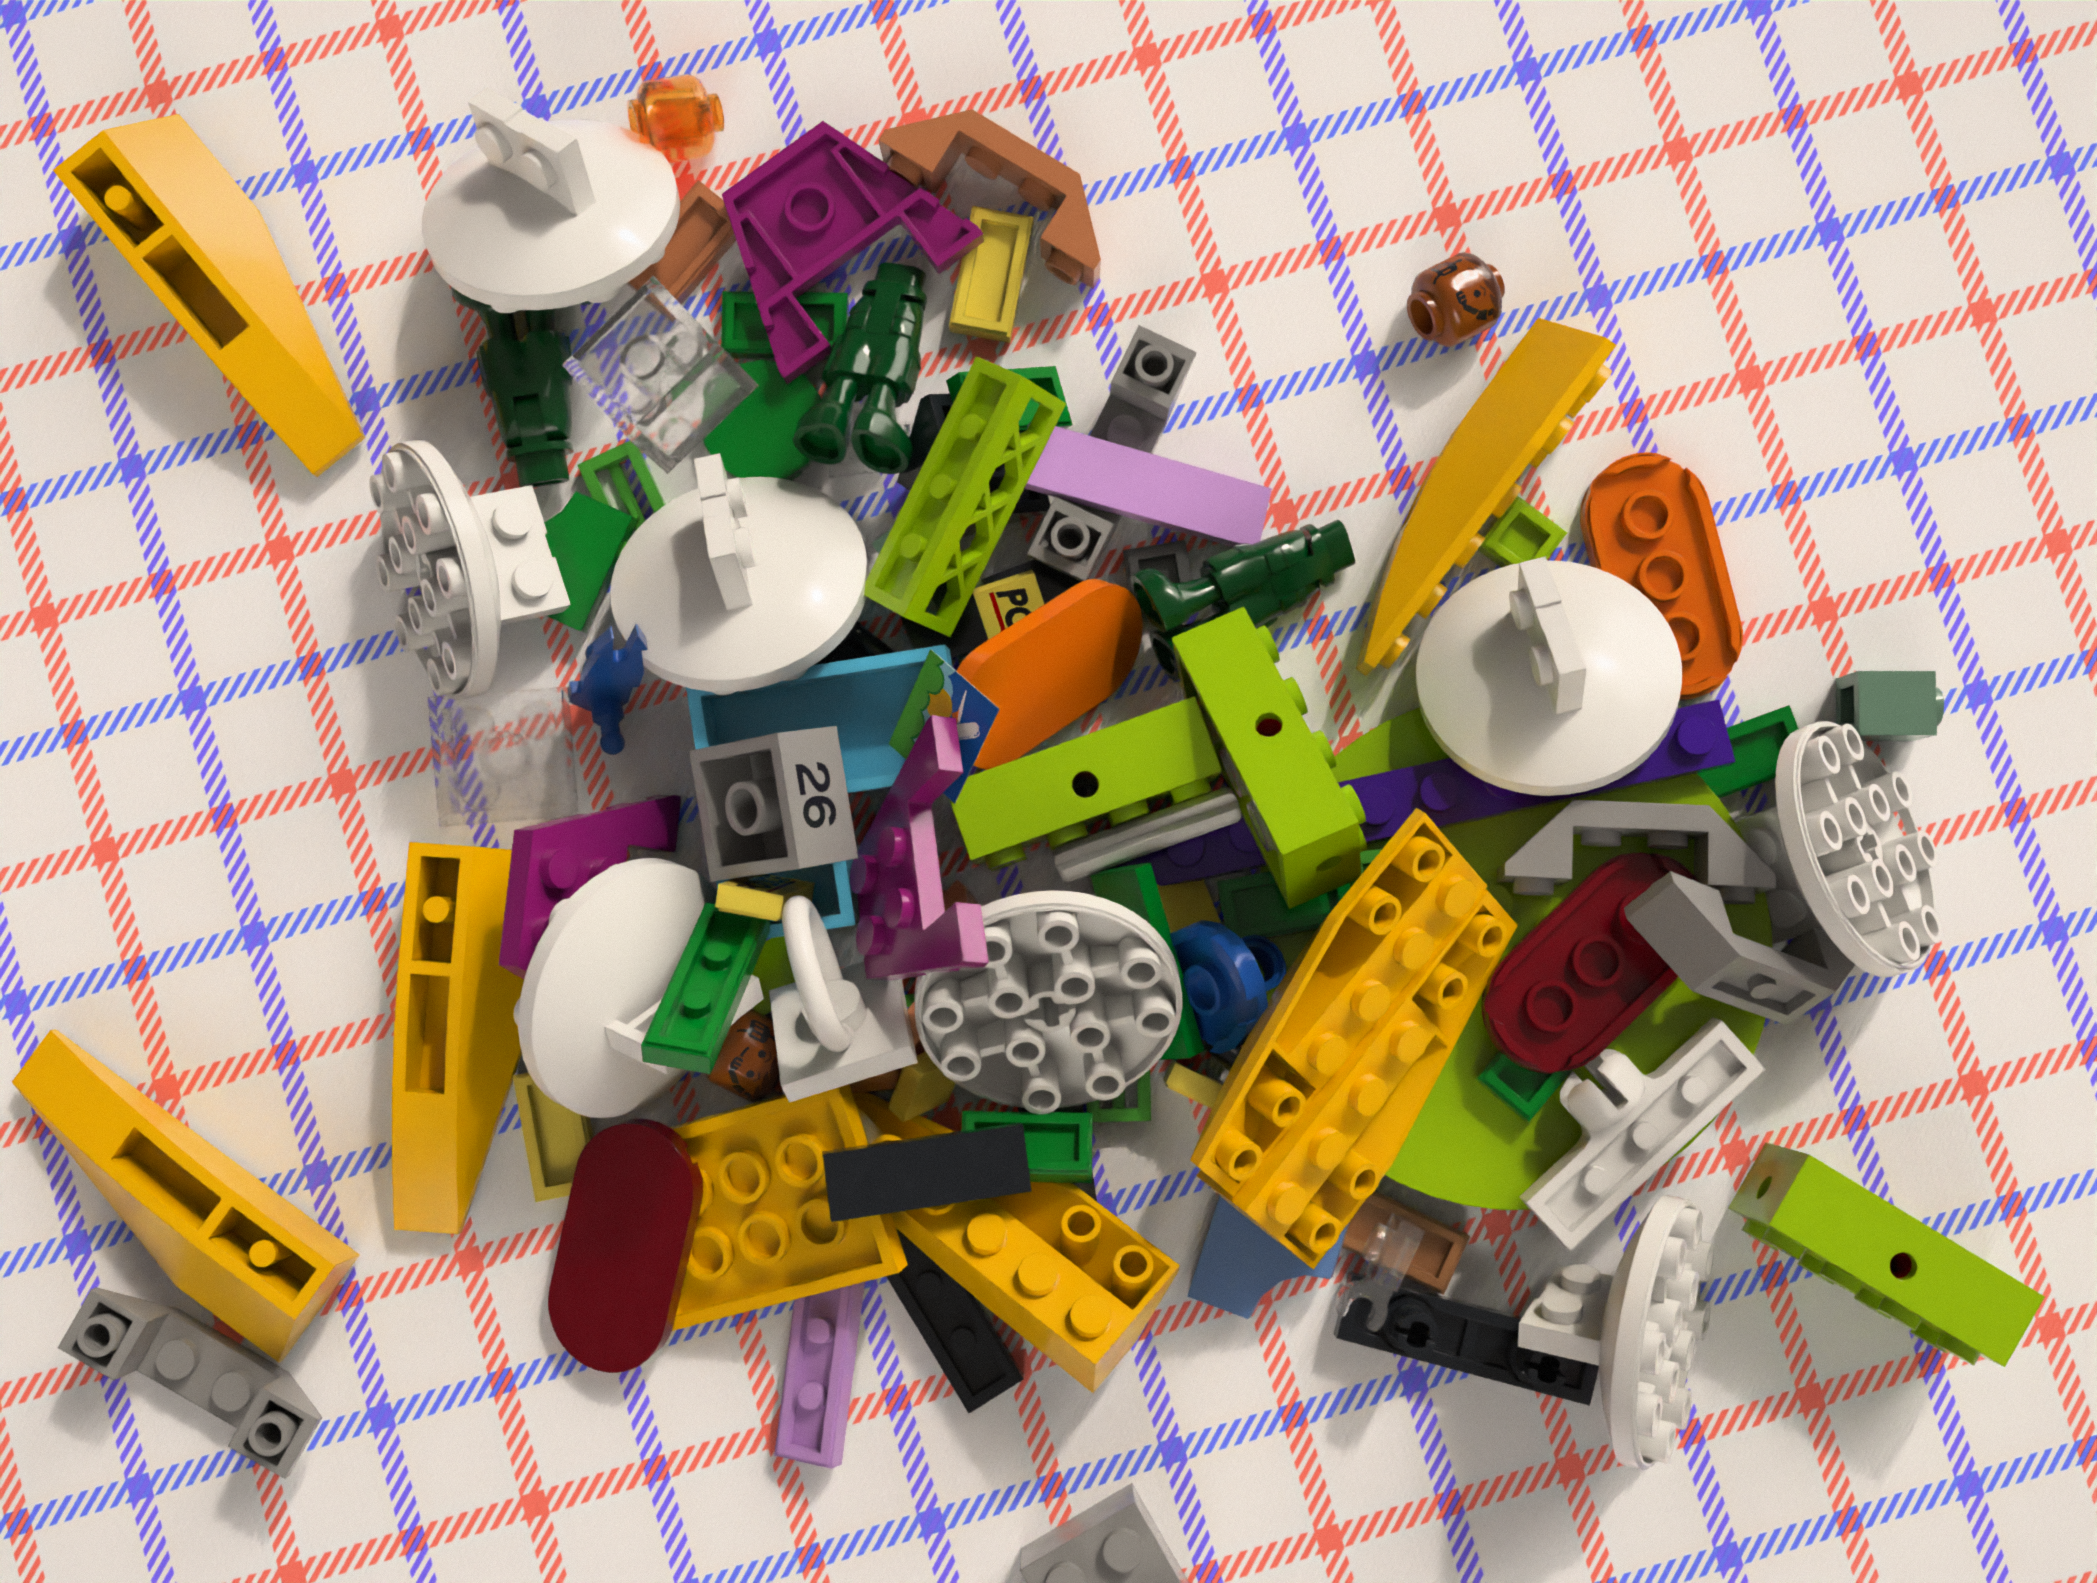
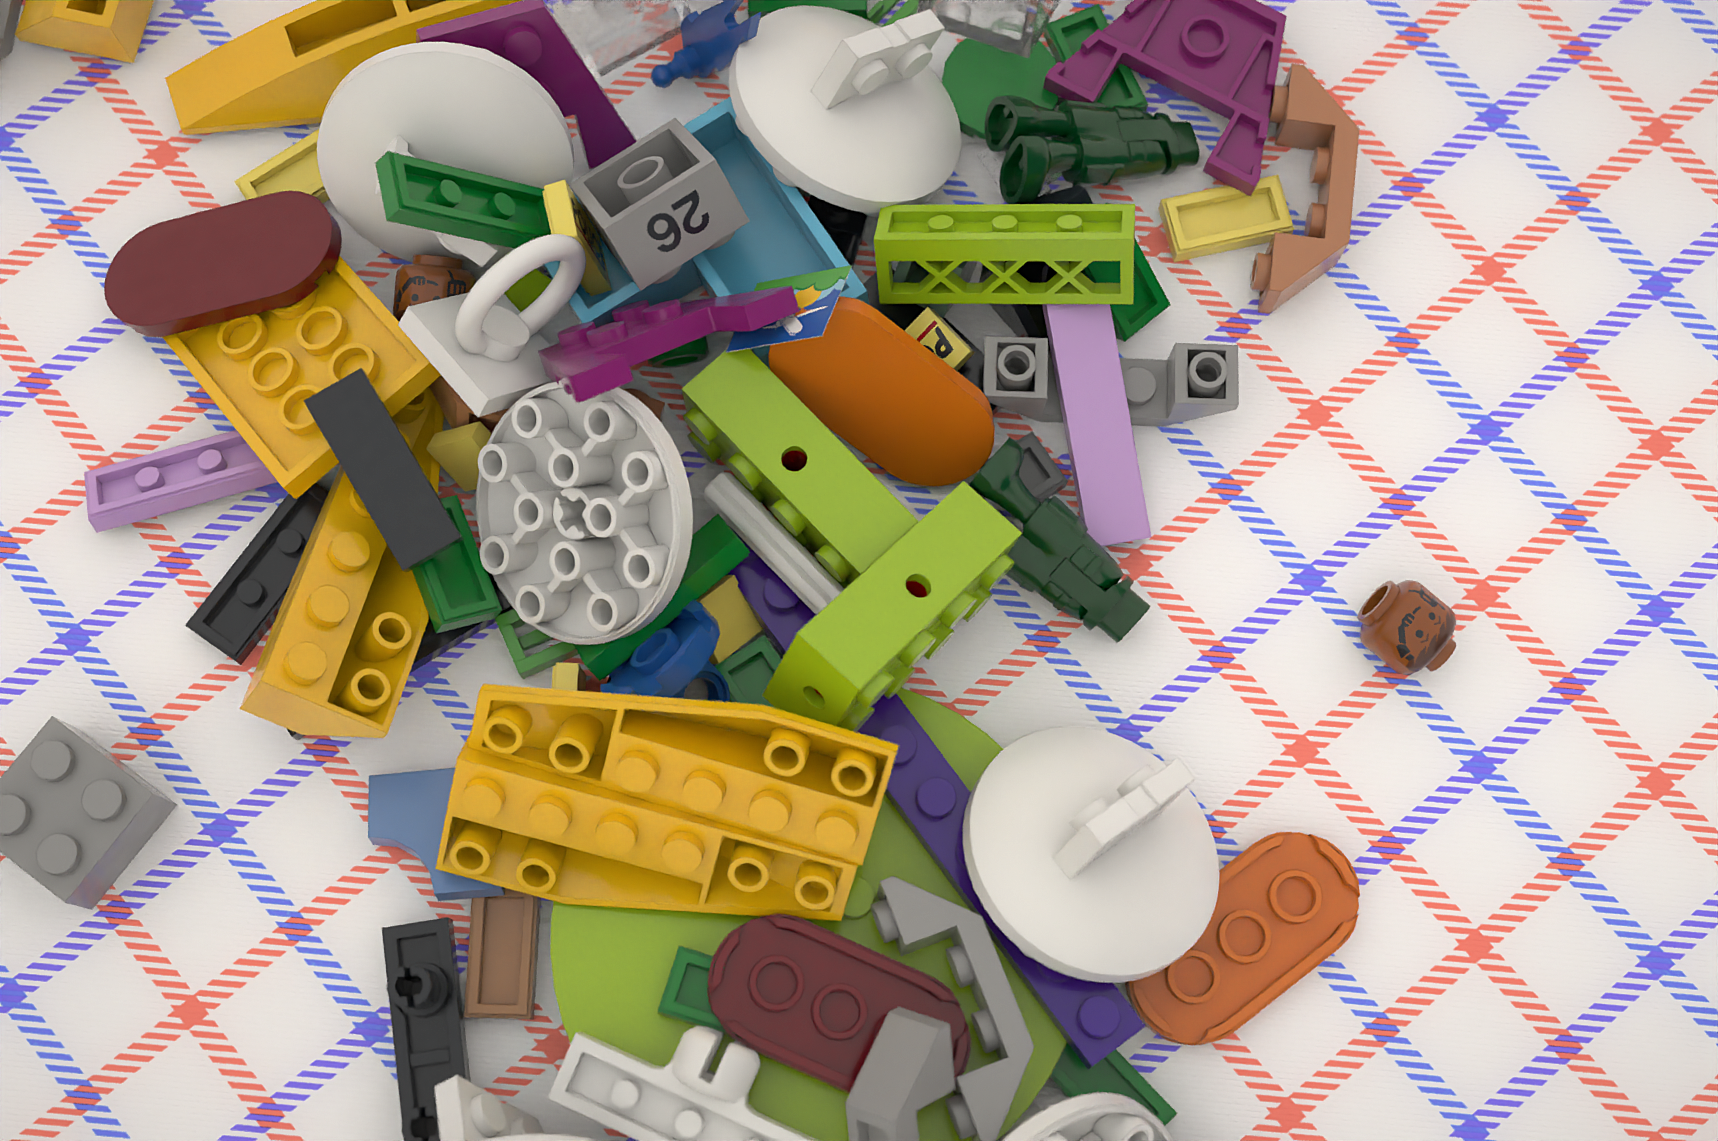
camera: 60 degrees right, 10 degrees down
(1389, 1257) = (480, 938): clear plate -> none
(1475, 475) = (1251, 715): yellow wedge -> none
(1521, 535) = (1220, 786): lime tile -> none

